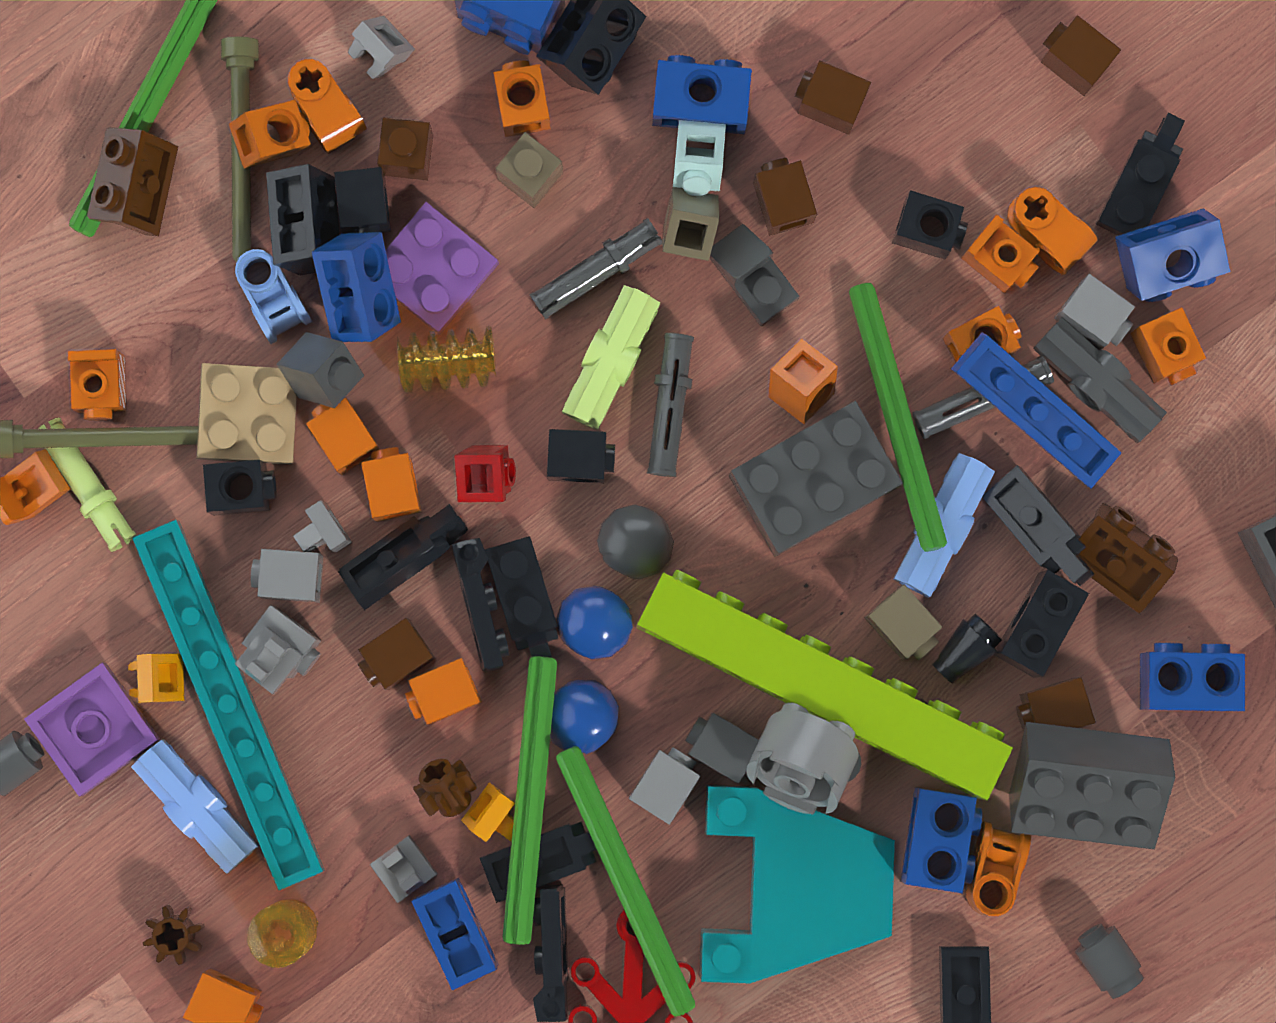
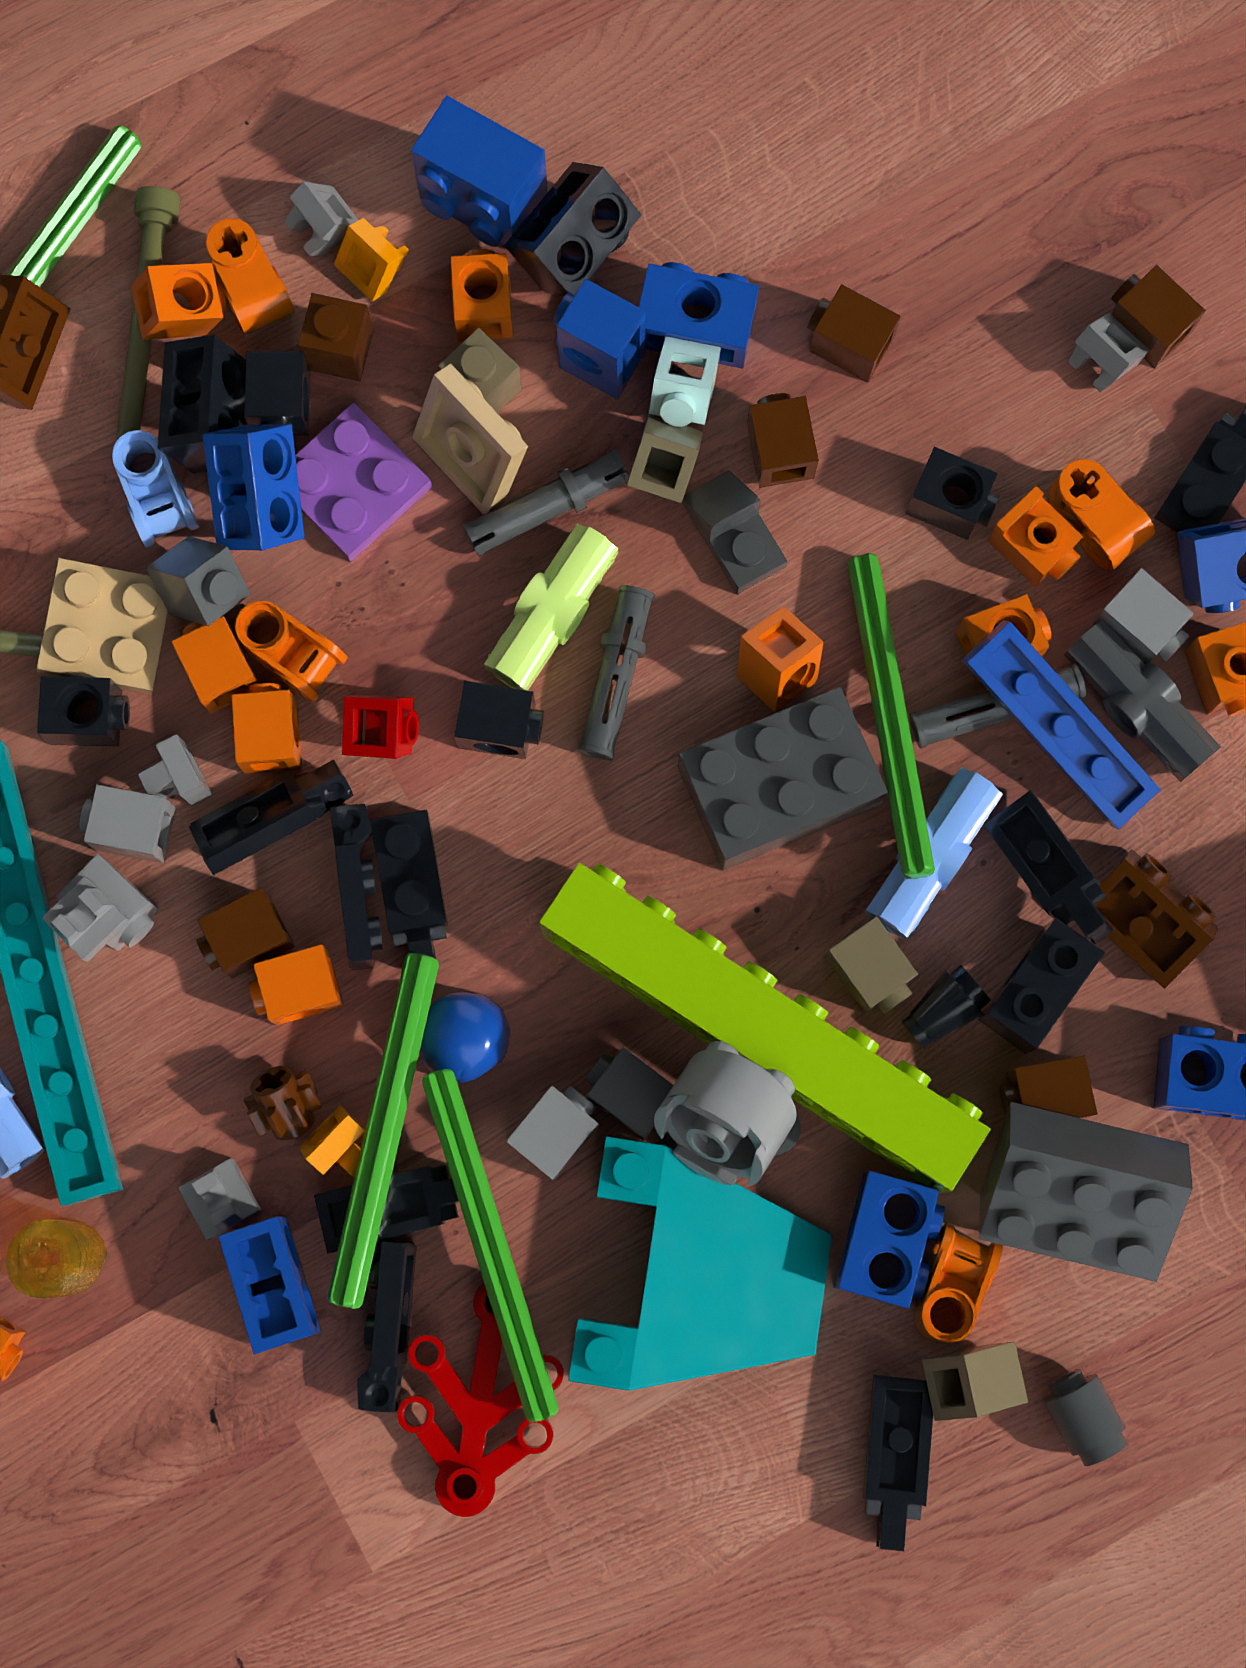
camera: 15 degrees right, 5 degrees down
(403, 417) = (296, 655): none -> orange piece
(423, 77) = (369, 258): none -> light orange tile
(446, 360) = (351, 588): clear yellow piece -> none
(528, 227) = (469, 439): none -> tan plate
(594, 622) = (493, 923): blue hair -> none
(624, 128) = (599, 337): none -> blue brick
(635, 541) = (554, 831): dark grey hair -> none
(1019, 943) = (975, 1381): none -> dark tan brick
(1046, 87) = (1110, 347): none -> light grey tile

